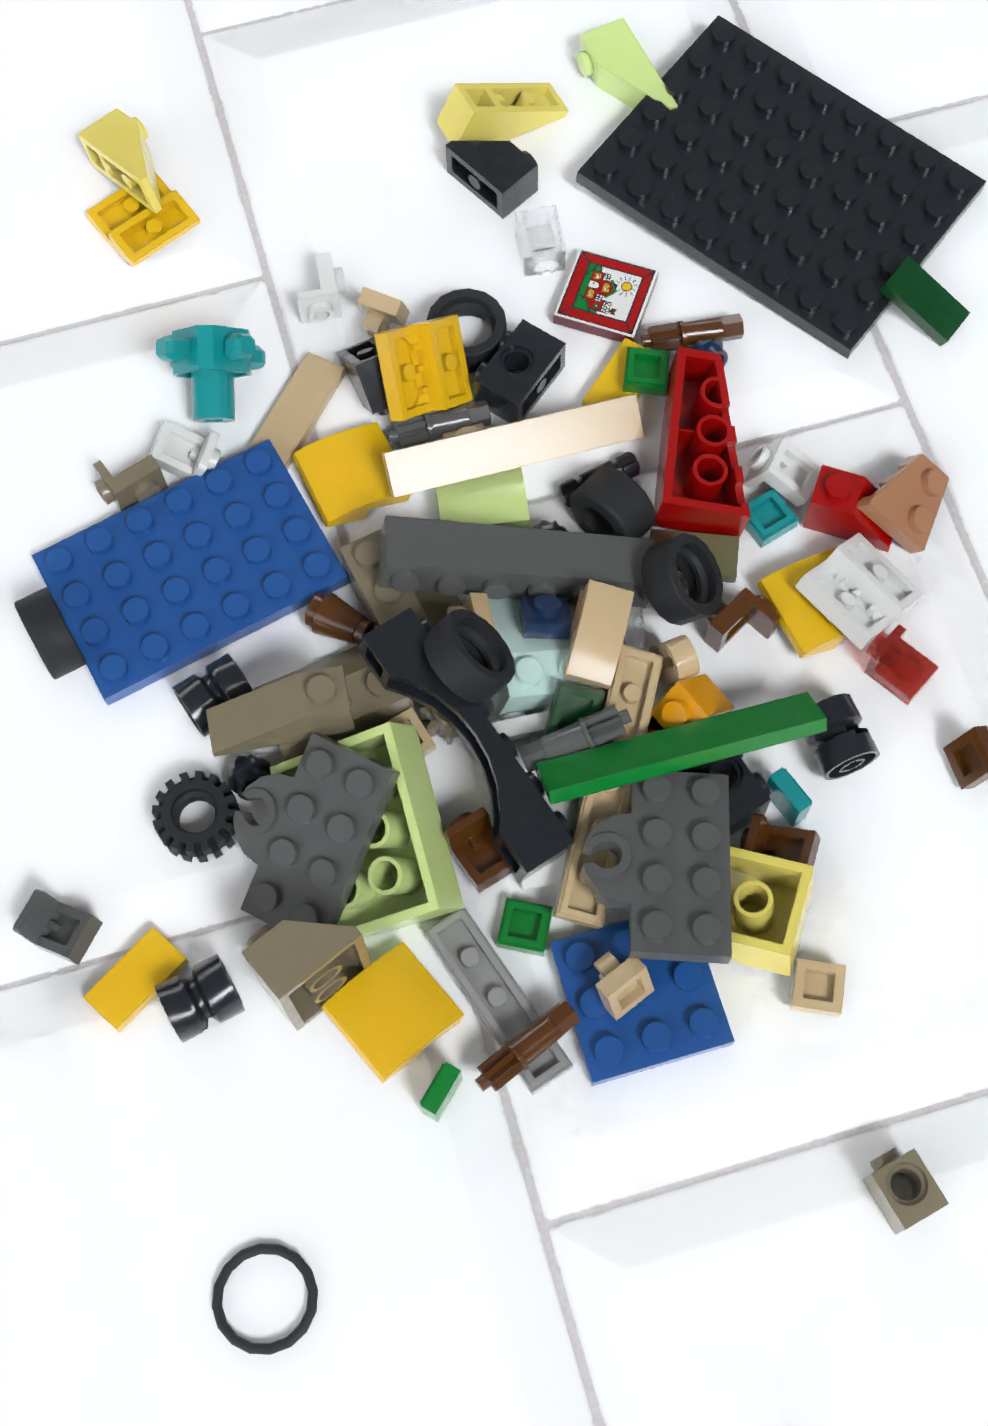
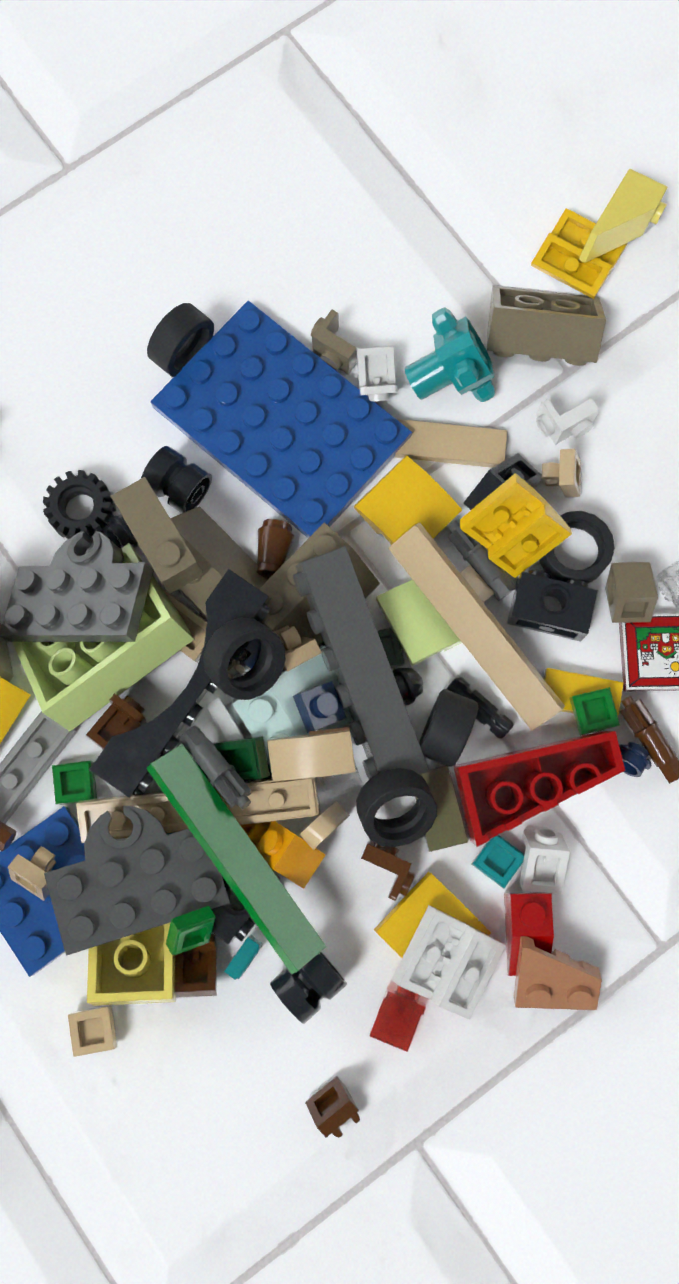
camera: 70 degrees right, 10 degrees up
(209, 271) = (545, 325): none -> dark tan slope
(536, 293) = (631, 592): none -> dark tan brick
(746, 821) = (190, 930): none -> green tile

